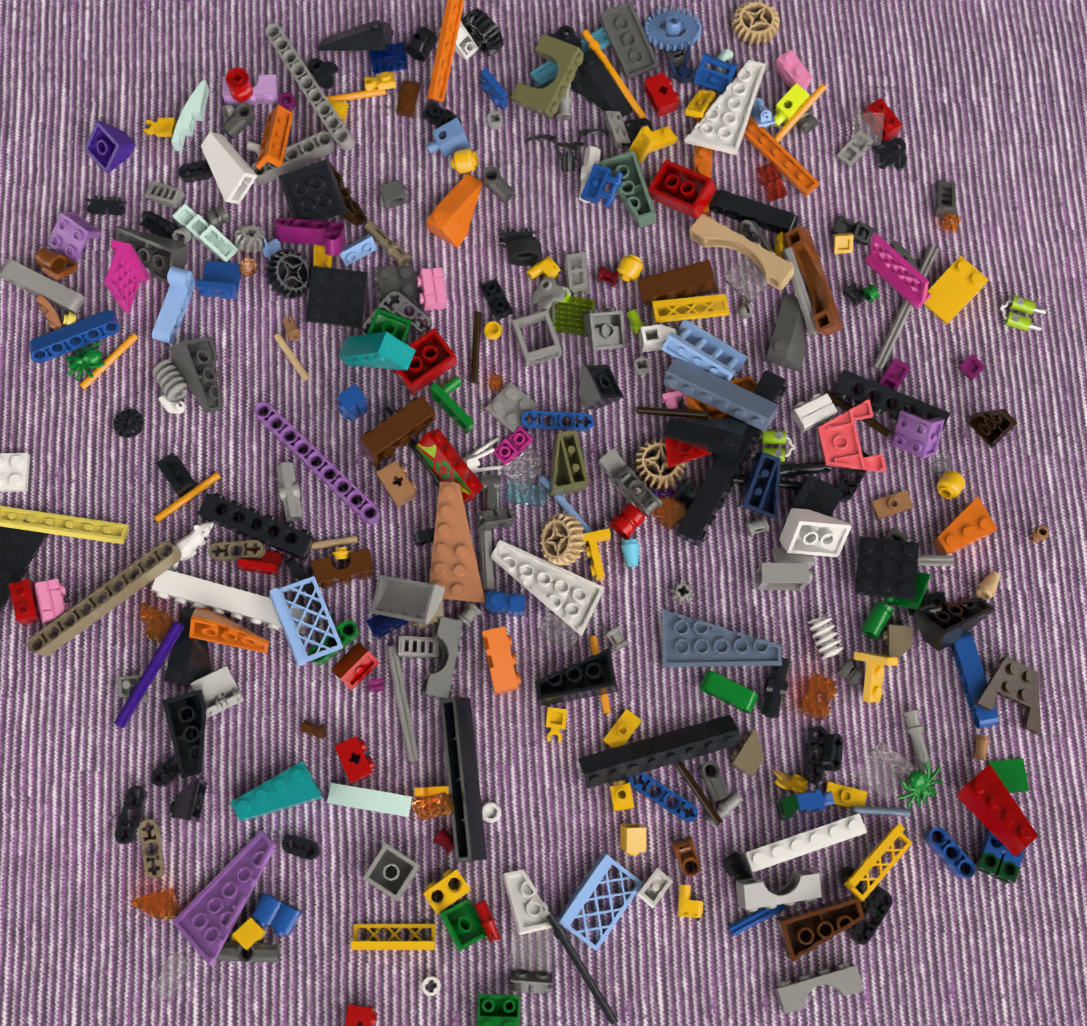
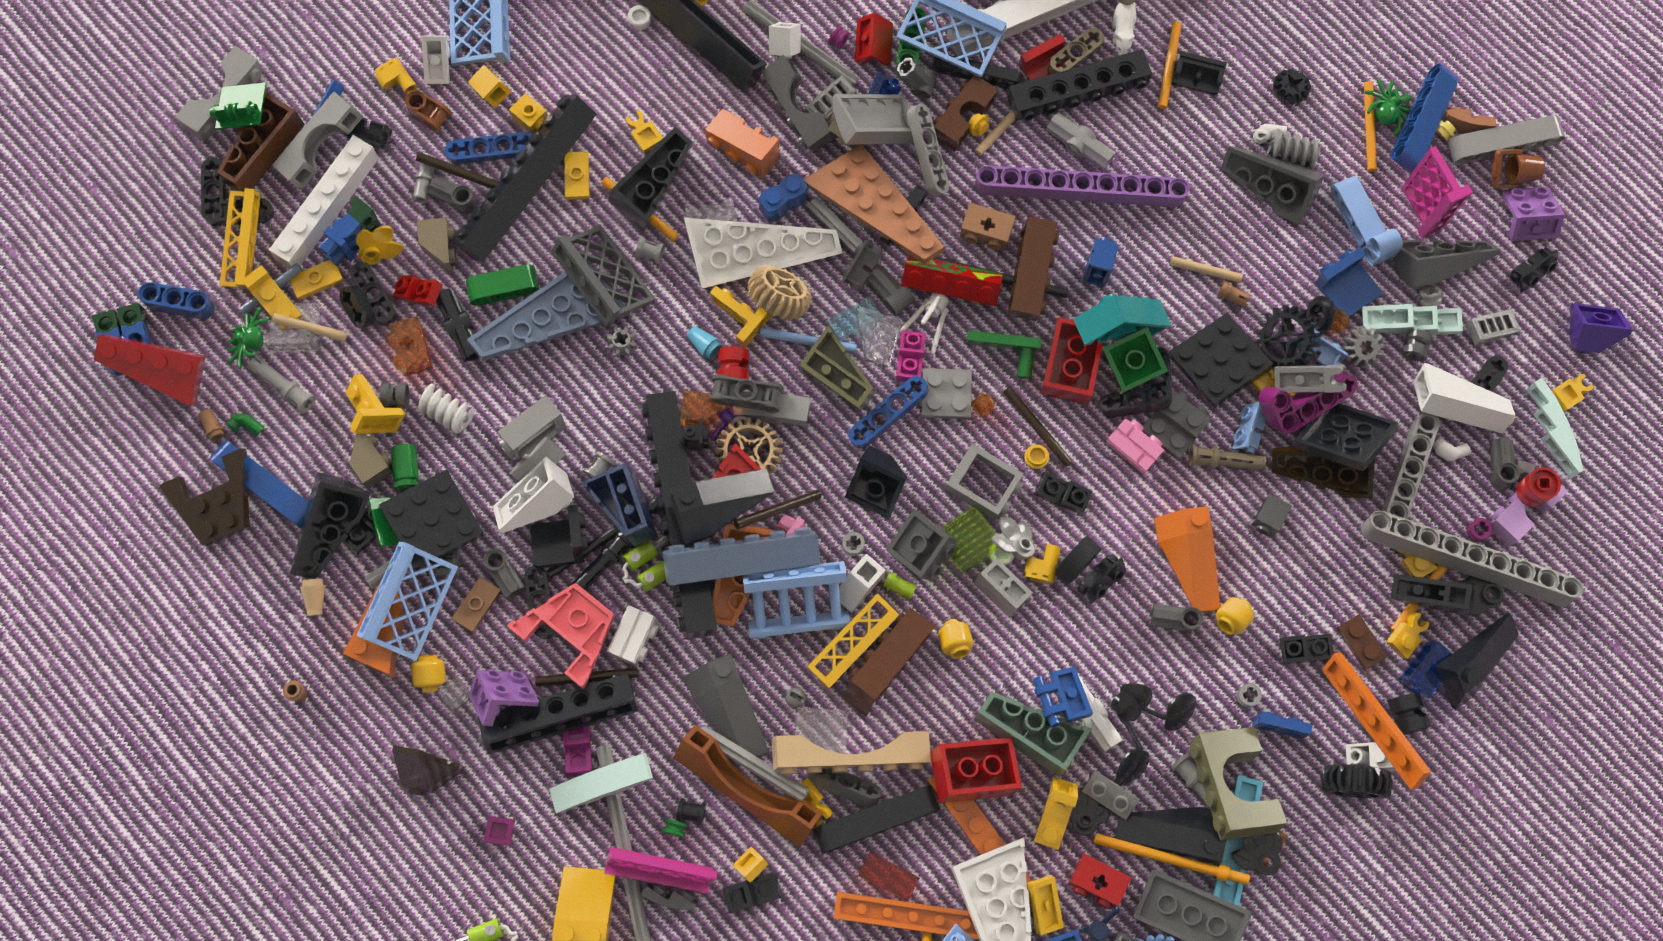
camera: 140 degrees right, 0 degrees up
(158, 224) = (1465, 291): black hinge -> none
(259, 279) = (1324, 305): none -> black gear
(275, 137) = (1446, 468): orange fence -> none
(301, 236) = (1309, 378): none -> light grey plate
(348, 85) = (1433, 594): none -> black slope
(352, 611) = (919, 78): none -> dark grey piece
(379, 577) = (928, 150): none -> light grey beam
(413, 709) = (784, 39): none -> white brick
(449, 138) = (1272, 624): medium blue torso -> none
(469, 614) = (809, 161): light grey bush -> none
(608, 276) = (971, 611): dark red bush -> none
(675, 644) = (588, 280): none -> dark grey fence
(786, 731) = (417, 291): none -> red slope
(815, 956) = (239, 106): none -> hinge
(864, 506) = (504, 575): none -> dark grey piece
(875, 760) = (317, 329): none -> tan bar
(886, 800) = (270, 295): none -> yellow bracket
(893, 341) = (601, 783): none -> light aqua slope
(947, 535) = (390, 587): none -> light blue fence
(956, 730) = (246, 421): none -> green arm
(1012, 774) = (165, 421): green piece -> none

